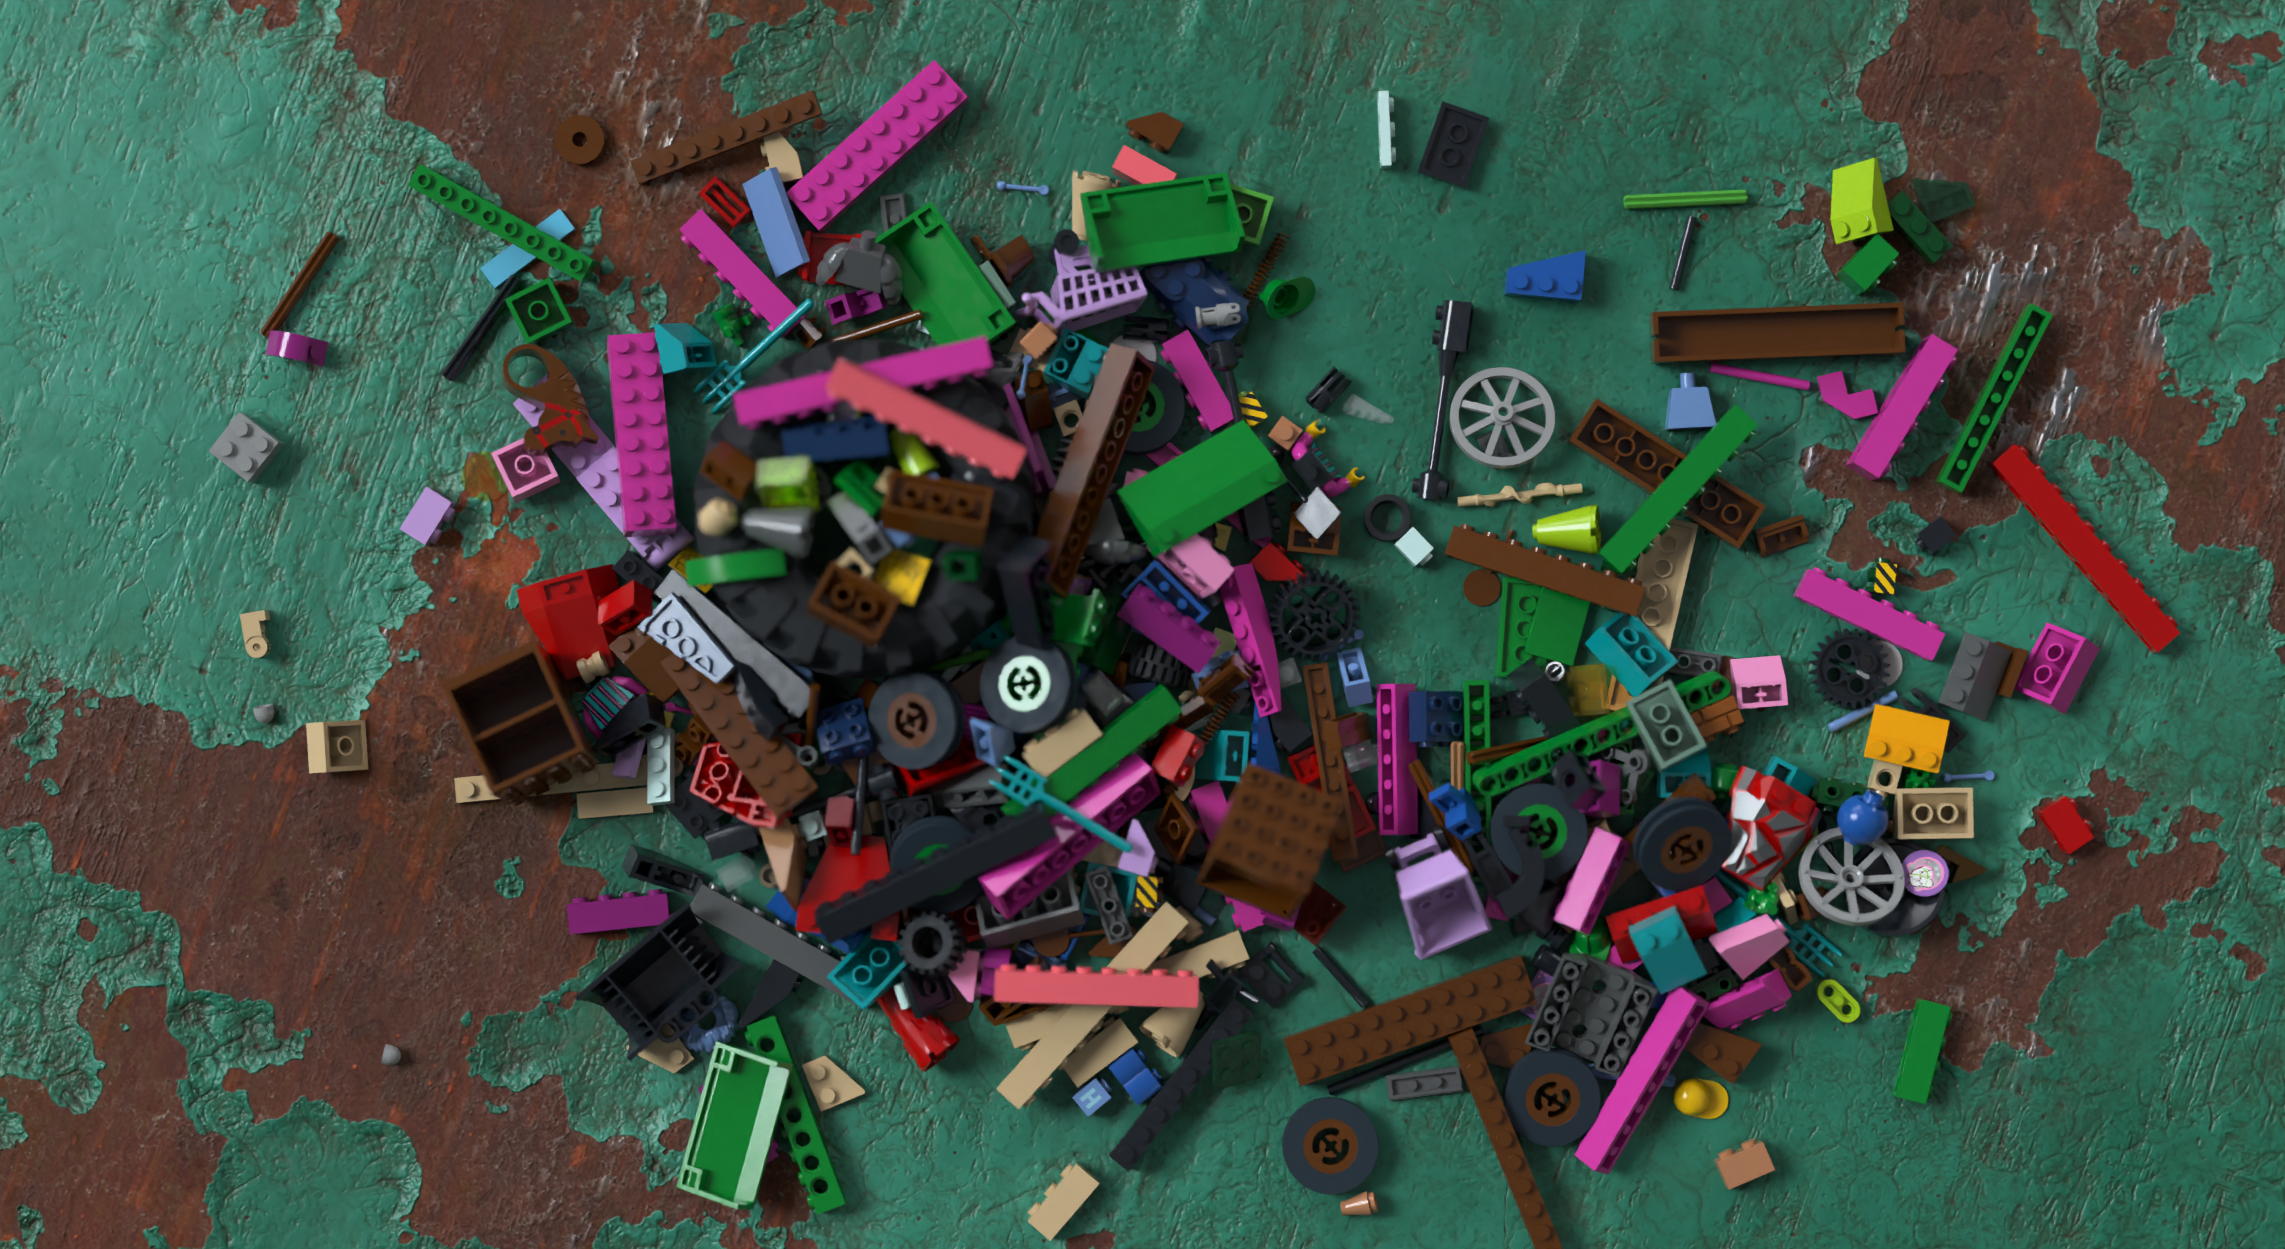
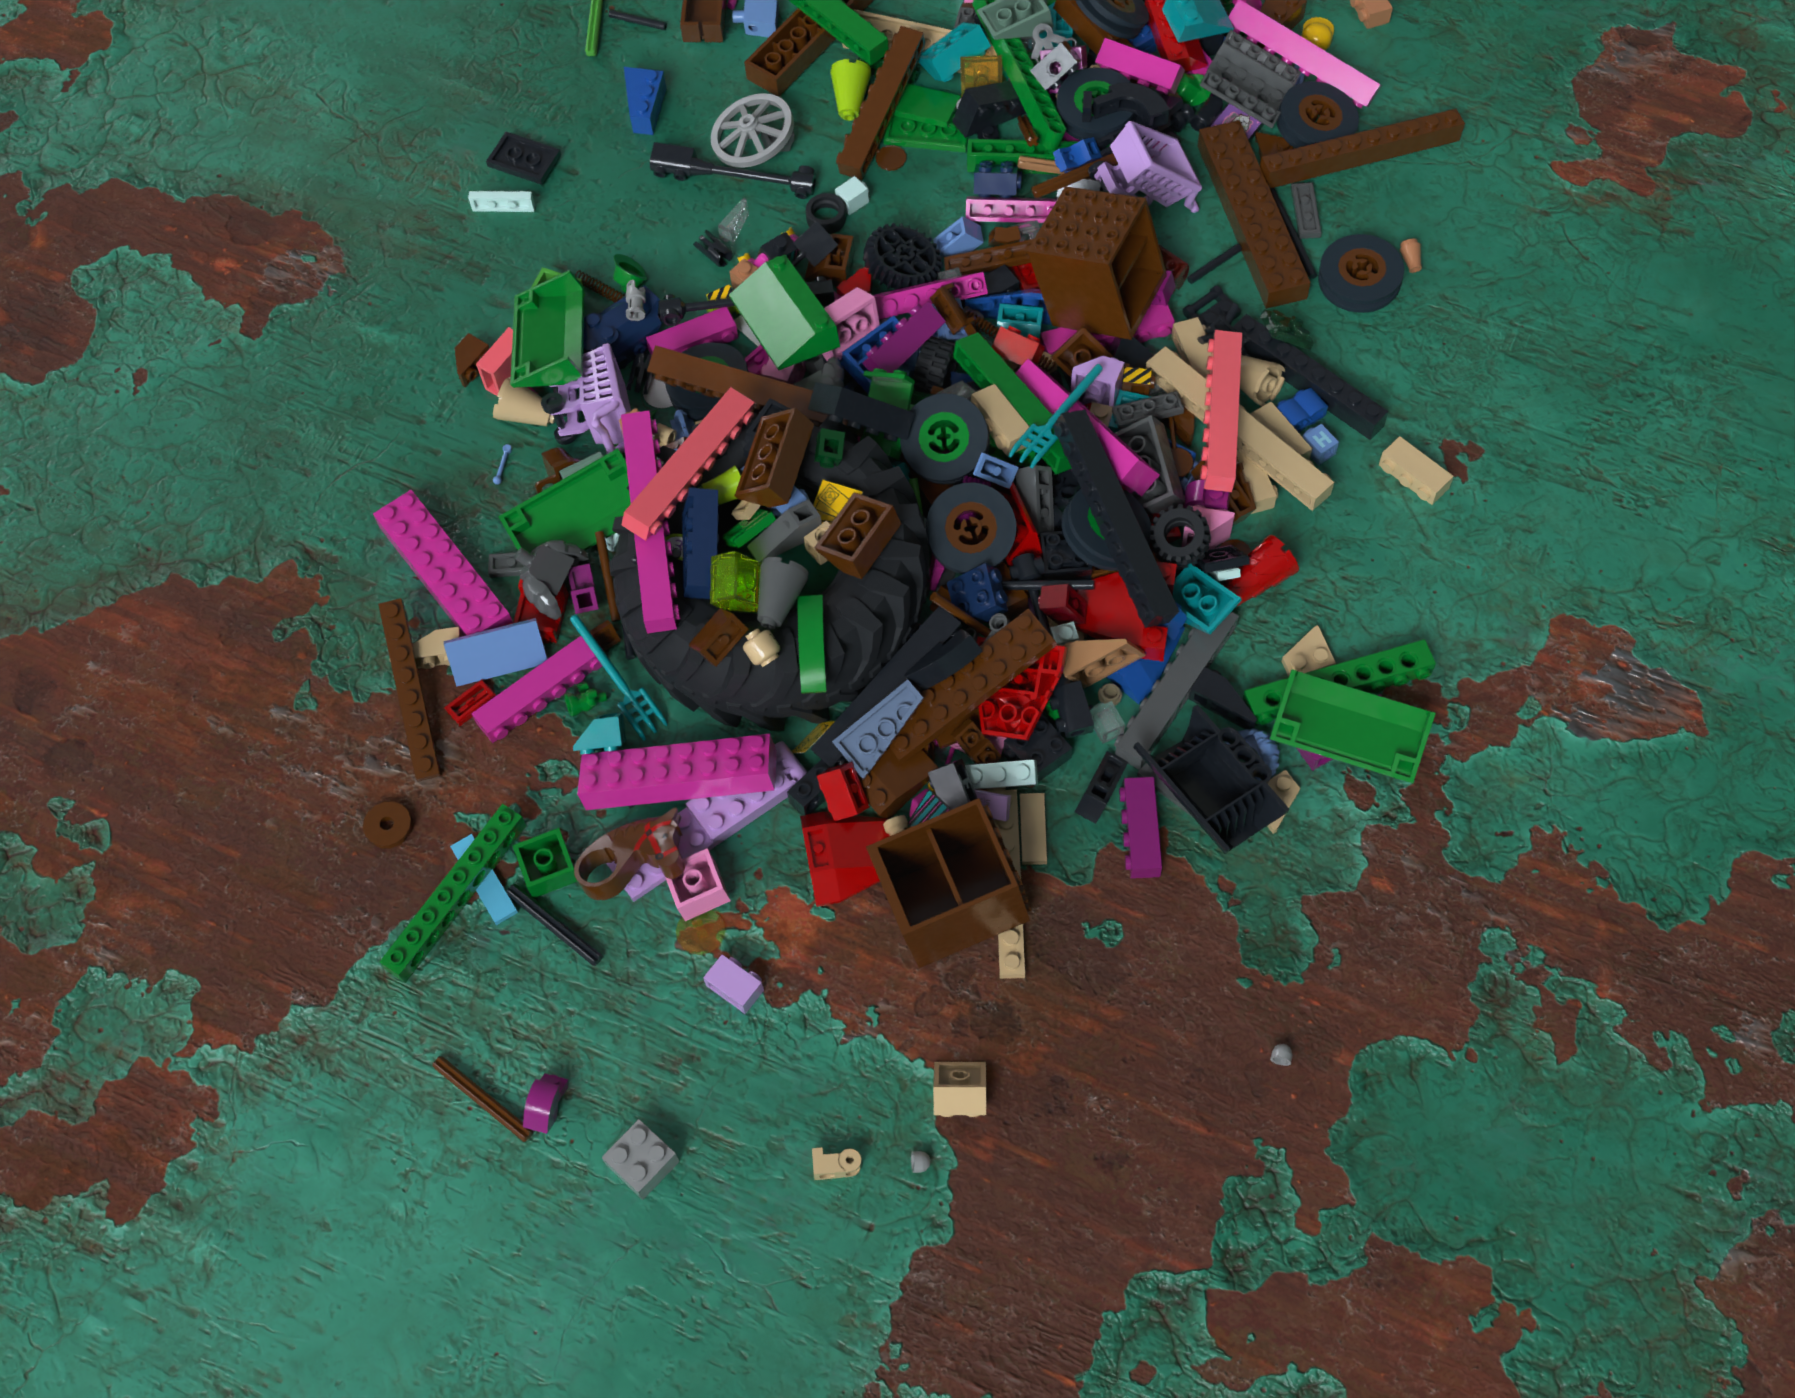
camera: 80 degrees left, 25 degrees down
(1075, 363) = (667, 406): teal slope -> none
(1523, 496) = (814, 131): tan piece -> none

